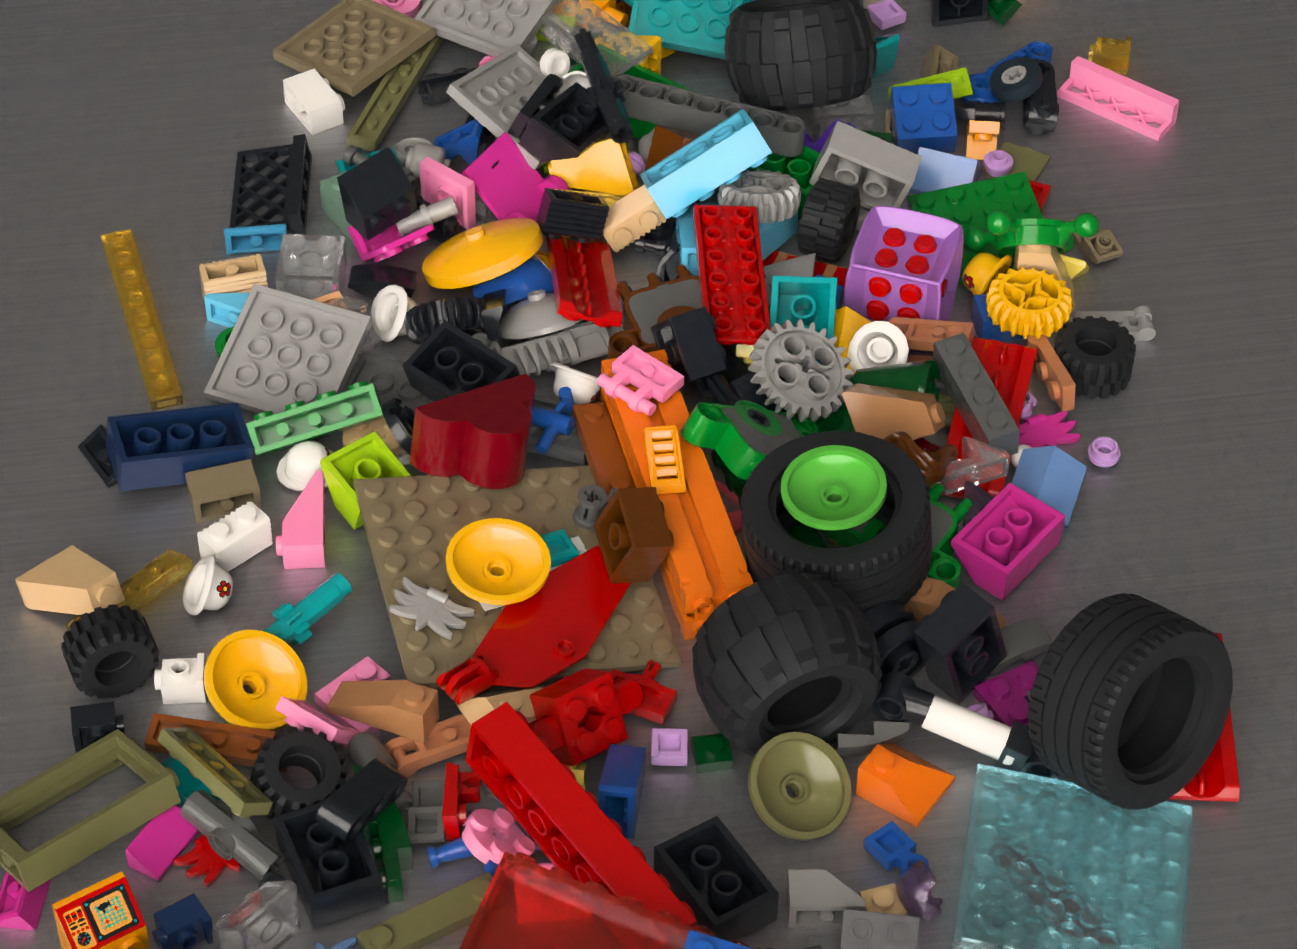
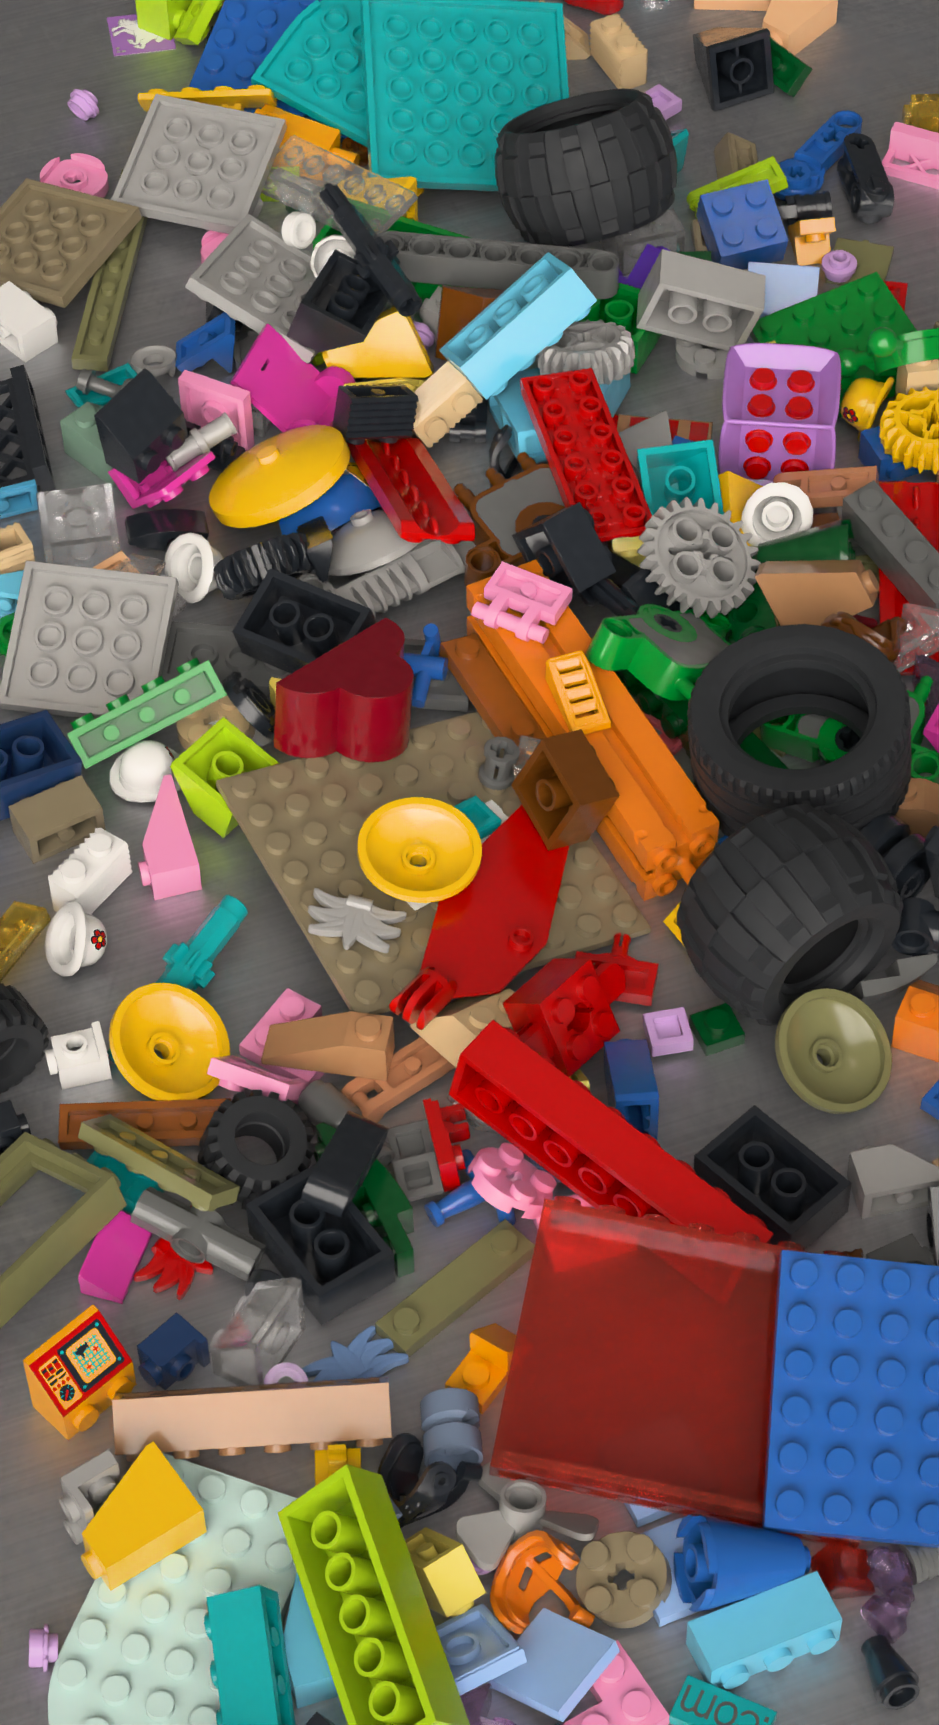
camera: 10 degrees left, 5 degrees up
(420, 152) = (171, 367): light grey head -> none
(434, 85) = (158, 280): black hinge -> none
(539, 99) = (293, 286): black plate -> none
(582, 385) = (426, 611): white hat -> none
(828, 220) = (670, 368): black tyre -> none
(833, 487) = (797, 681): bright green dish -> none
(1016, 79) = (827, 170): black bush -> none

